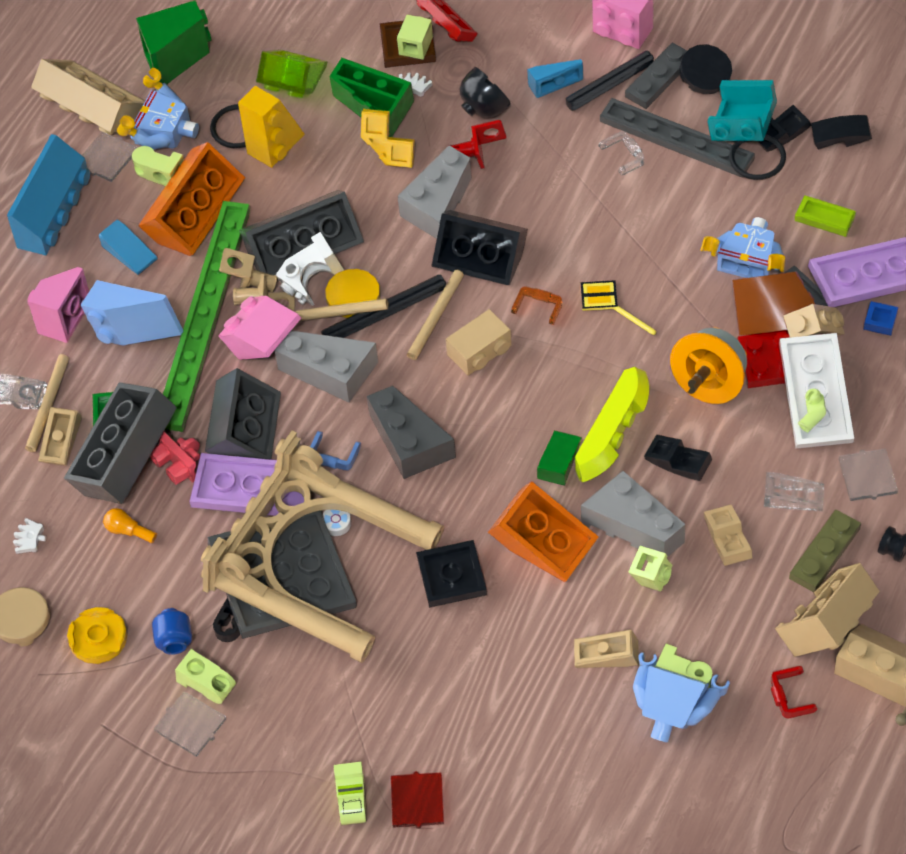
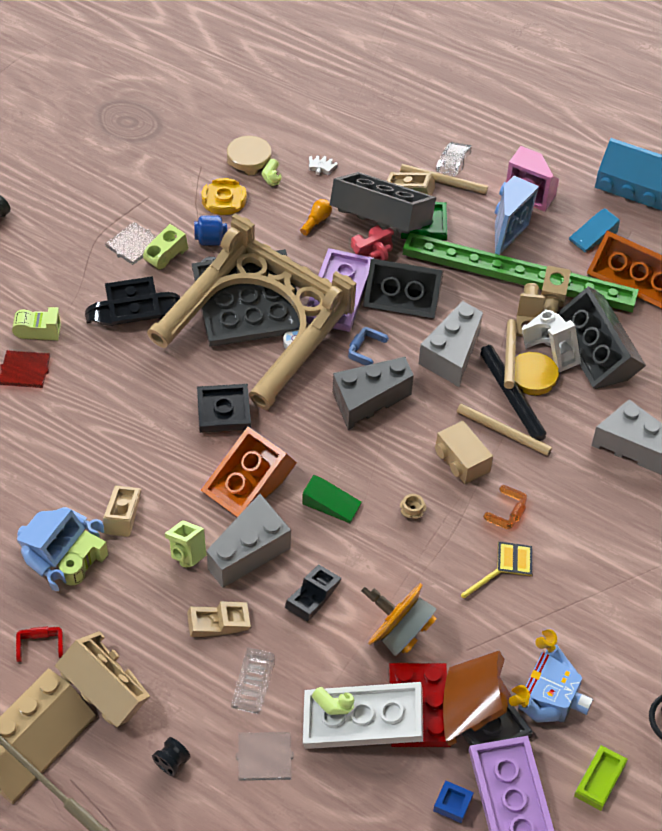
camera: 90 degrees right, 5 degrees down
(55, 589) = (269, 173): none -> yellowish green arm
(258, 328) = (491, 295): bright pink slope -> none
(304, 698) = (131, 302): none -> black plate
(479, 247) = (577, 465): black slope -> none
(554, 376) = (414, 501): none -> tan plate
(606, 434) = (355, 540): neon yellow brick -> none
(814, 320) = (444, 730): tan bracket -> none
(825, 550) = (183, 699): olive plate -> none

